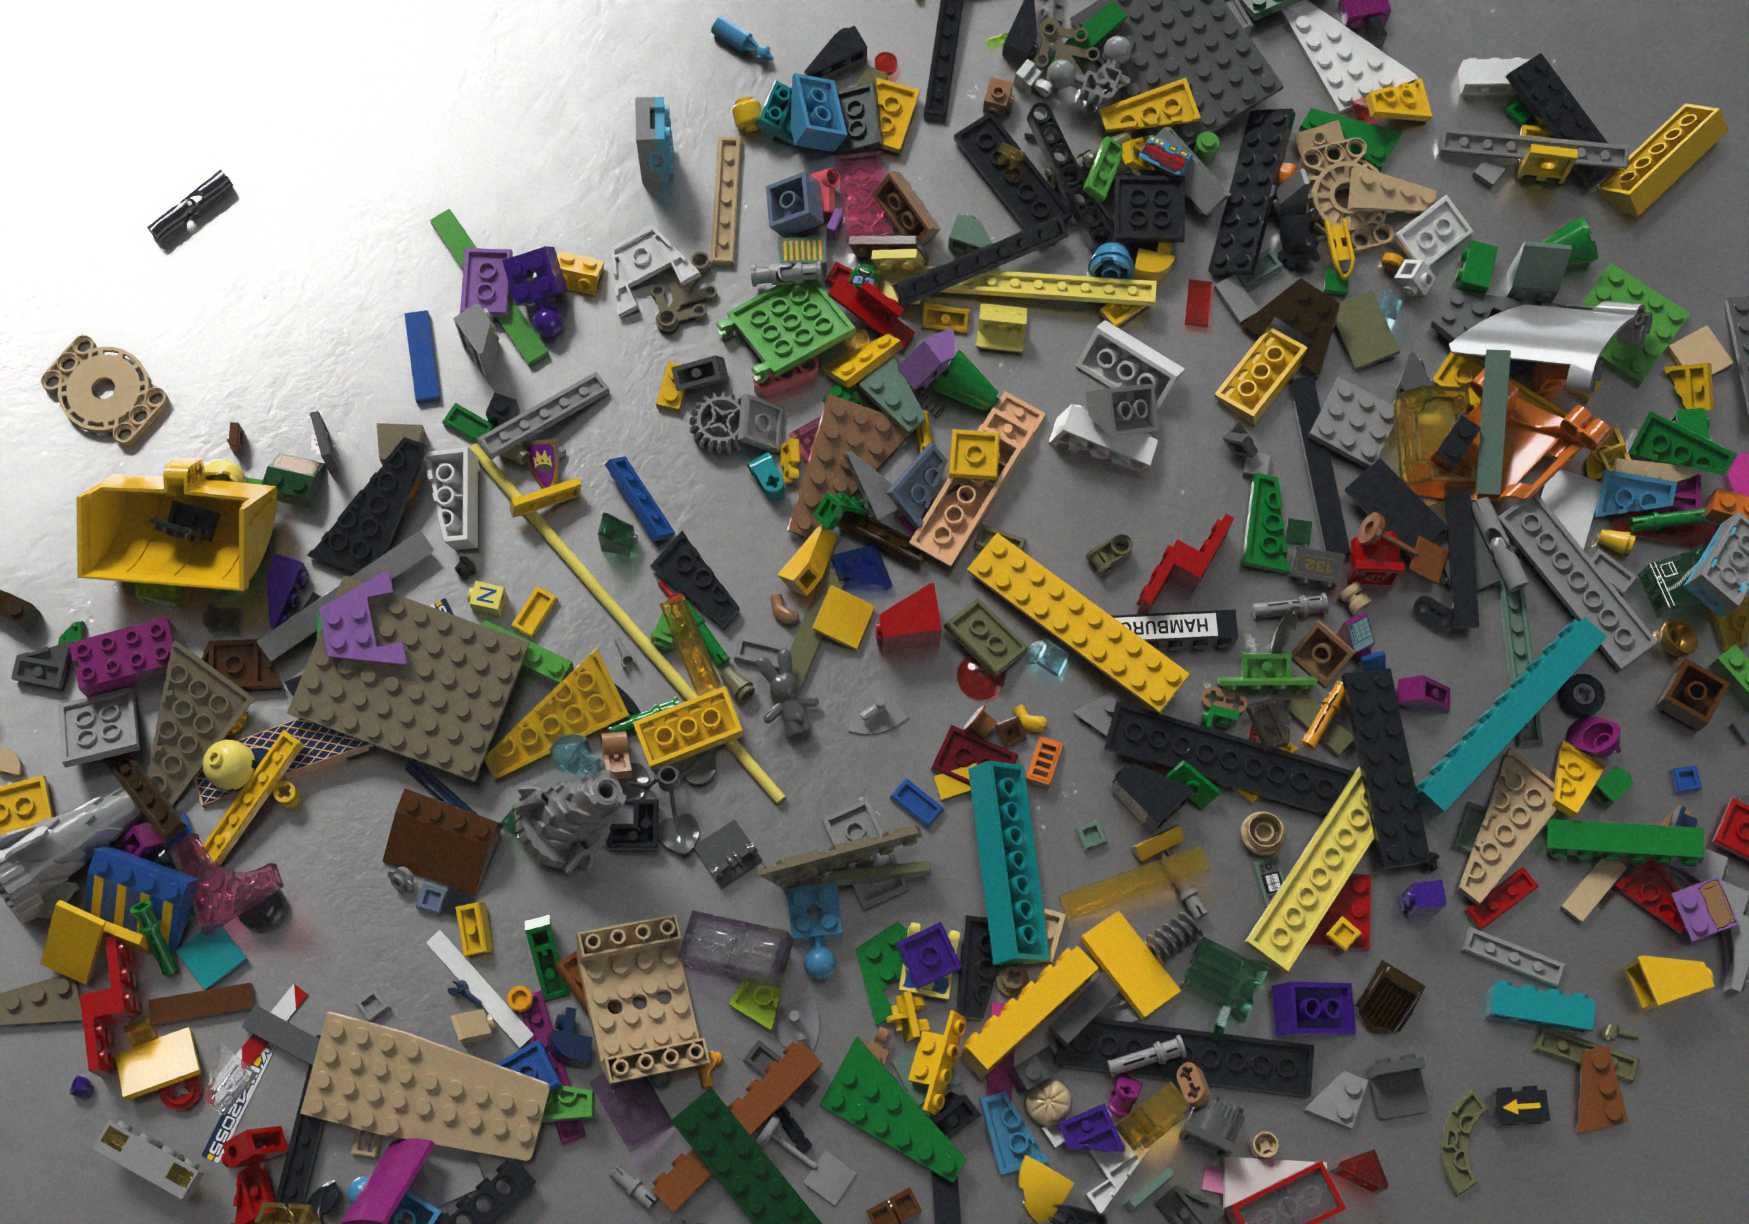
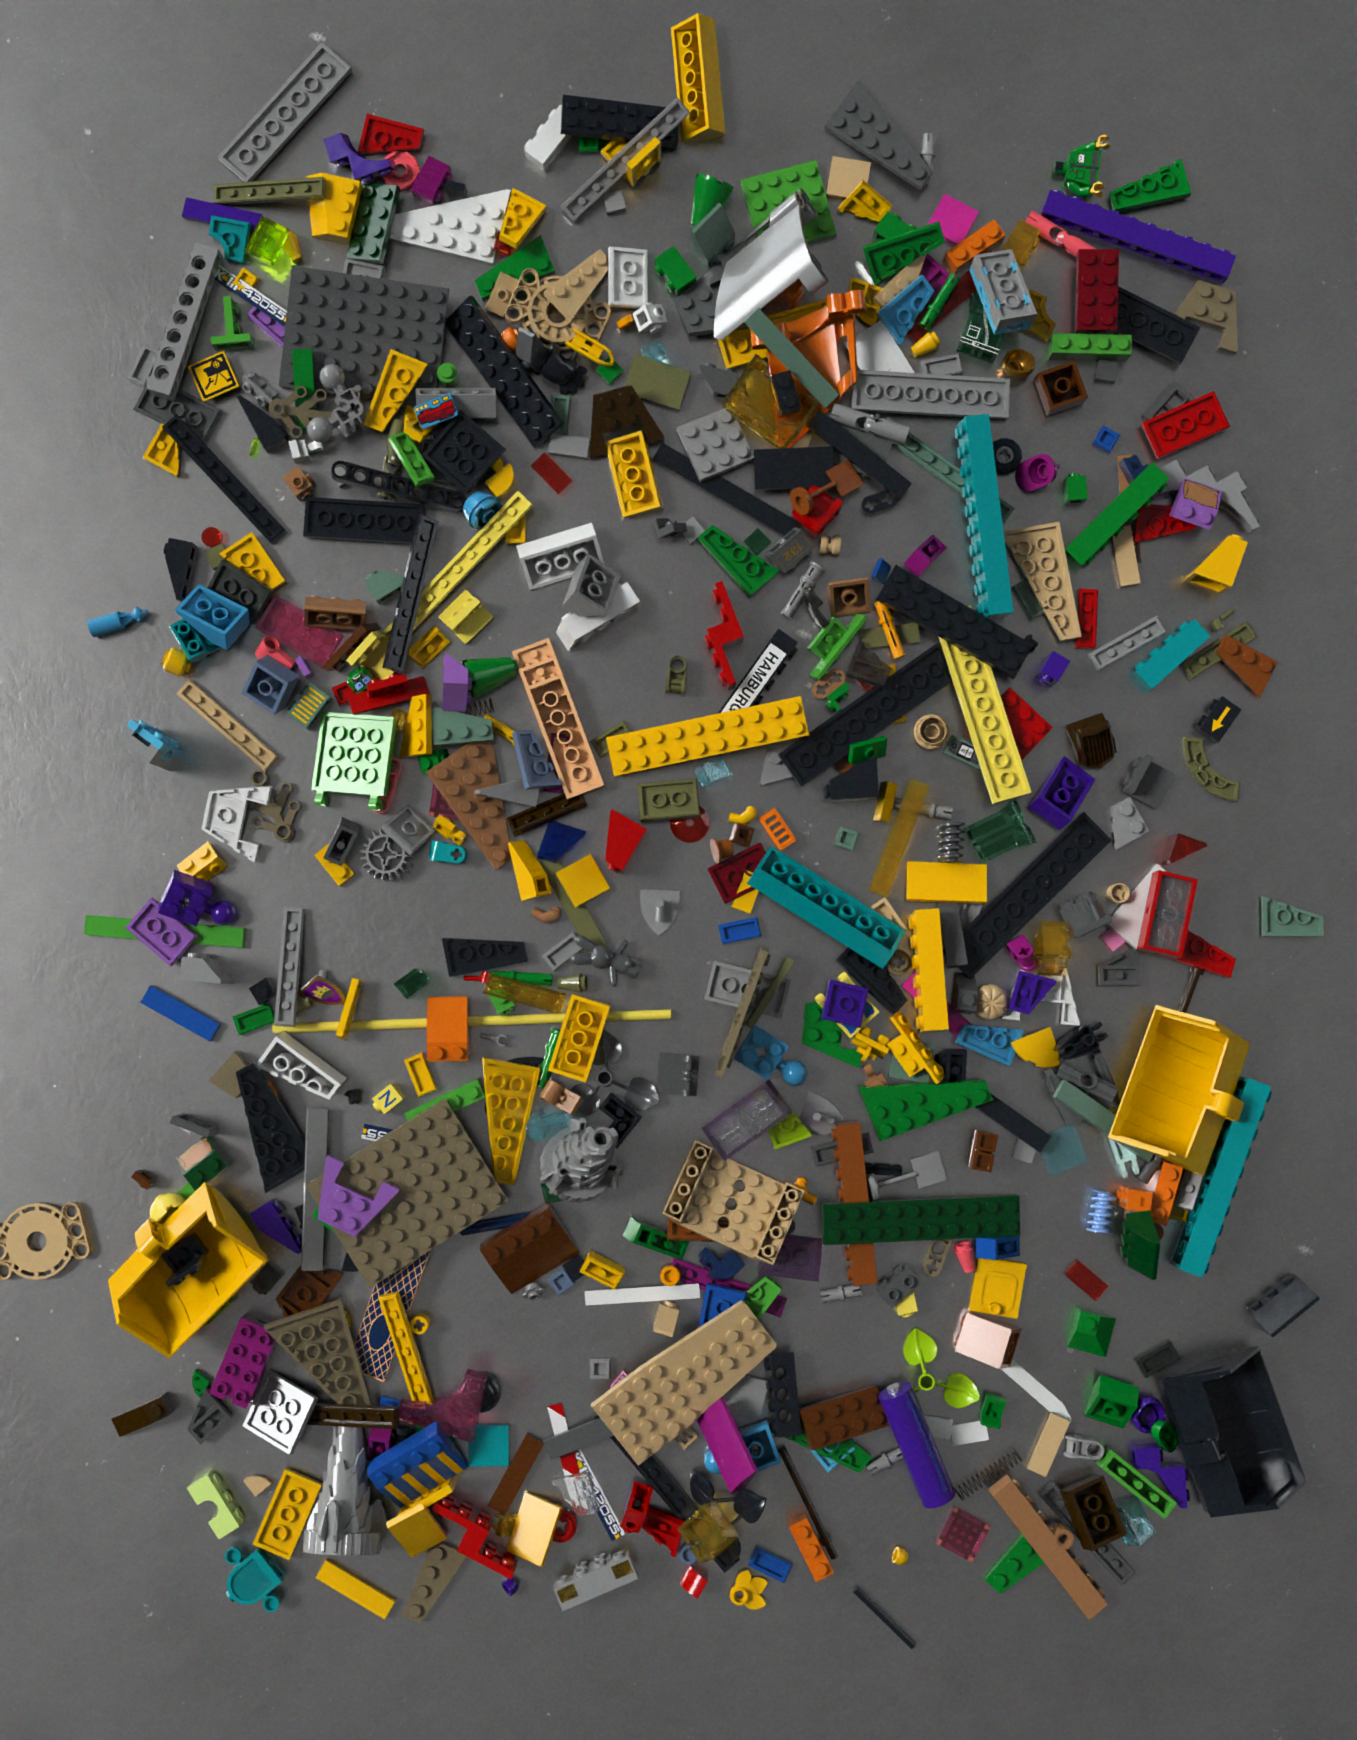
camera: 45 degrees left, 15 degrees up
(150, 927) = (445, 1475): green pin -> none
(228, 764) = (373, 1348): light yellow cylinder -> none
(462, 989) = (633, 1306): dark blue hand -> none
(599, 600) = (447, 1028): none -> orange slope
(639, 498) = (397, 948): blue plate -> none
(790, 273) = (318, 726): light grey piece -> none
(834, 506) = (506, 826): green bracket -> none
(974, 454) = (543, 709): yellow tile -> none
(1012, 153) = (348, 509): clear yellow tile -> none
(1149, 1189) = (1091, 985): sand green tile -> none
(1161, 1056) = (1015, 911): light grey pin -> none
(1189, 1087) = (1051, 911): medium nougat beam -> none
(1221, 1023) = (1028, 859): clear green tile -> none
(1343, 934) = (1033, 737): yellow tile -> none
(1358, 635) = (857, 566): slope -> none
(1574, 778) = (1053, 509): yellow wing -> none

